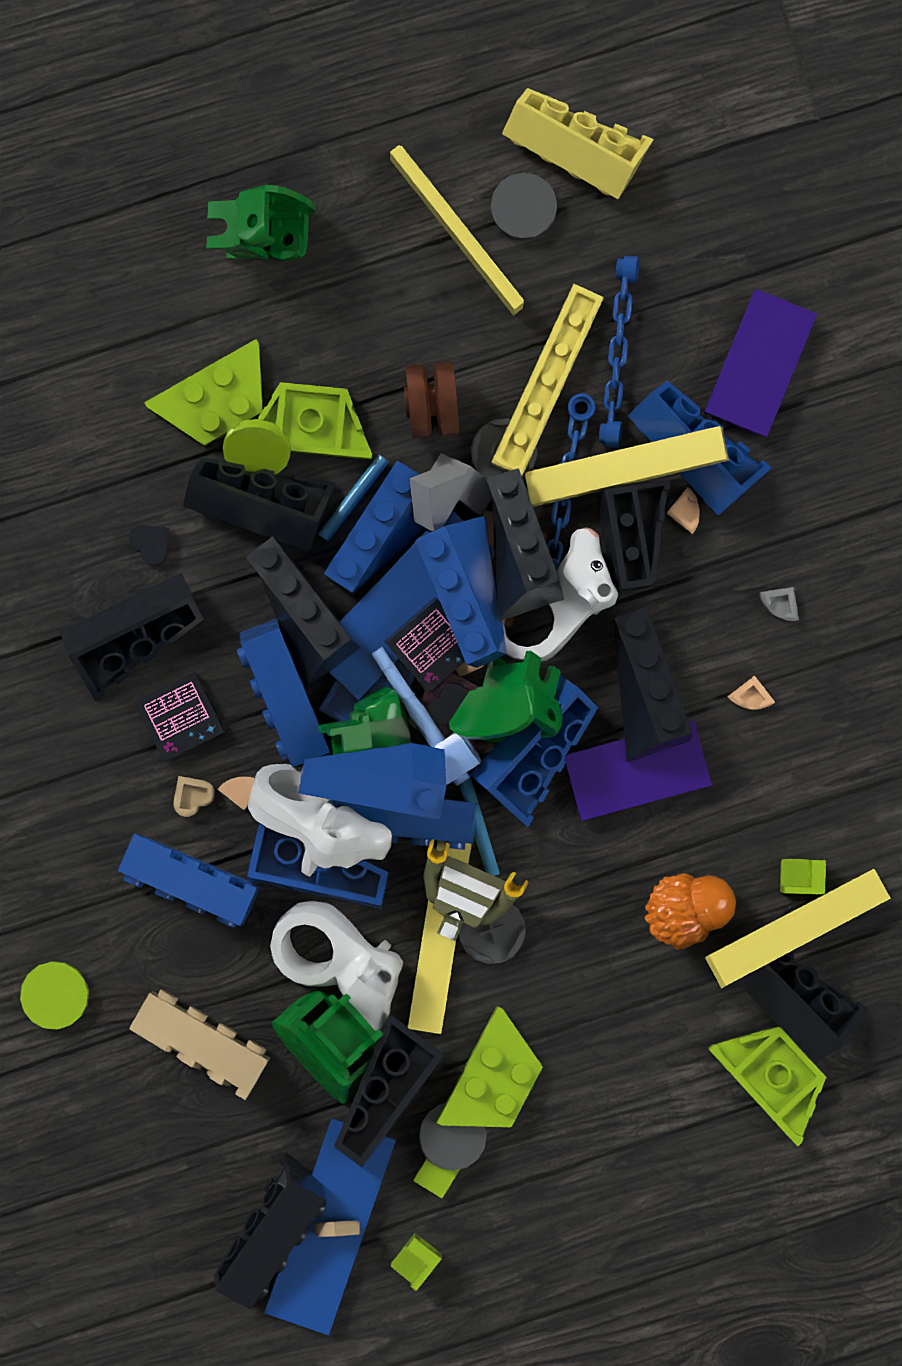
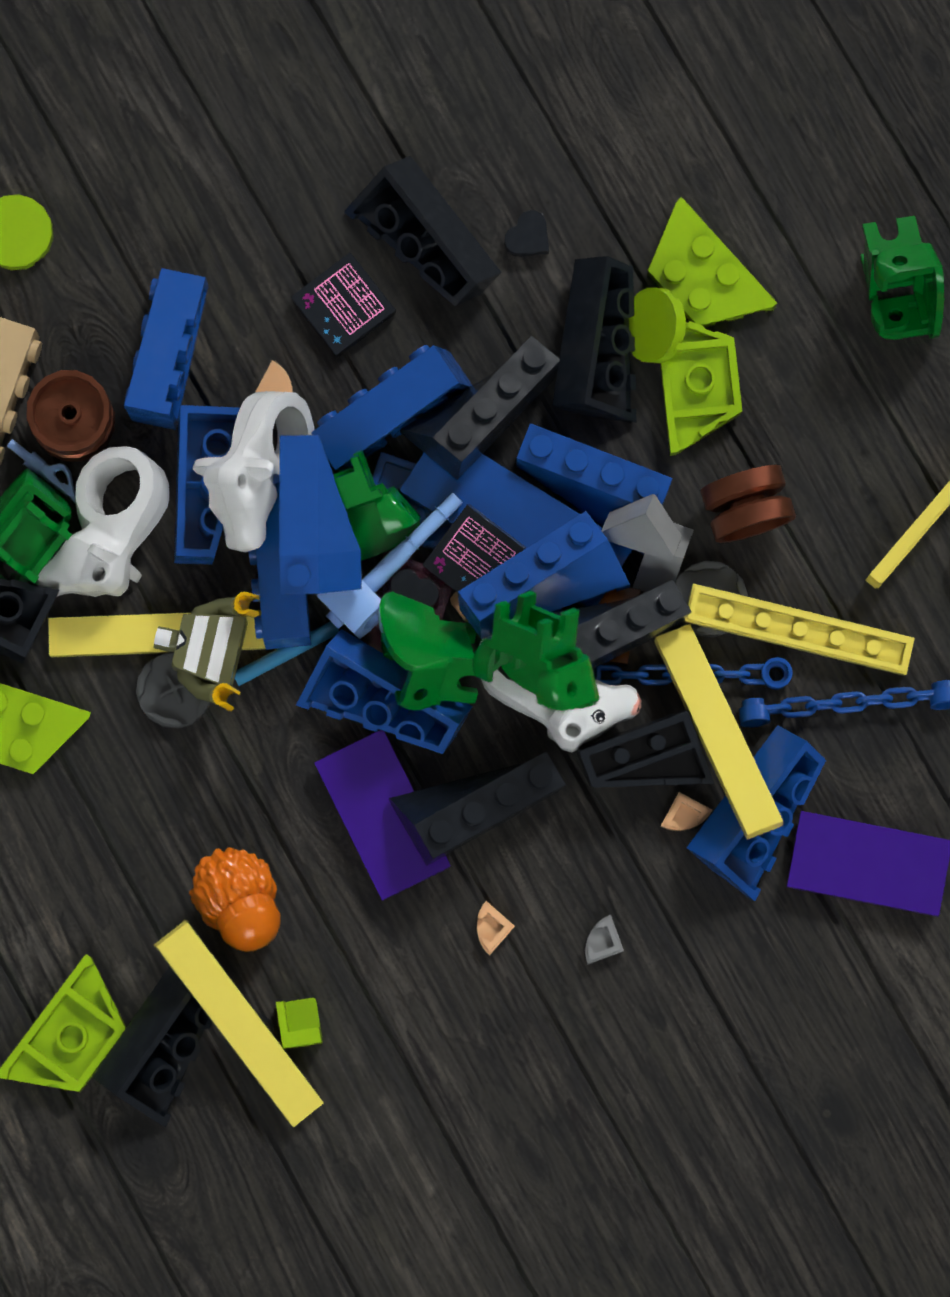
camera: 85 degrees right, 5 degrees down
(191, 795) = (260, 334): tan tile -> none
(253, 970) = (66, 393): none -> copper wheel
(270, 1012) = (39, 466): none -> light blue hand
(353, 498) = (623, 444): dark azure bar -> none
(541, 601) = (538, 654): none -> green piece

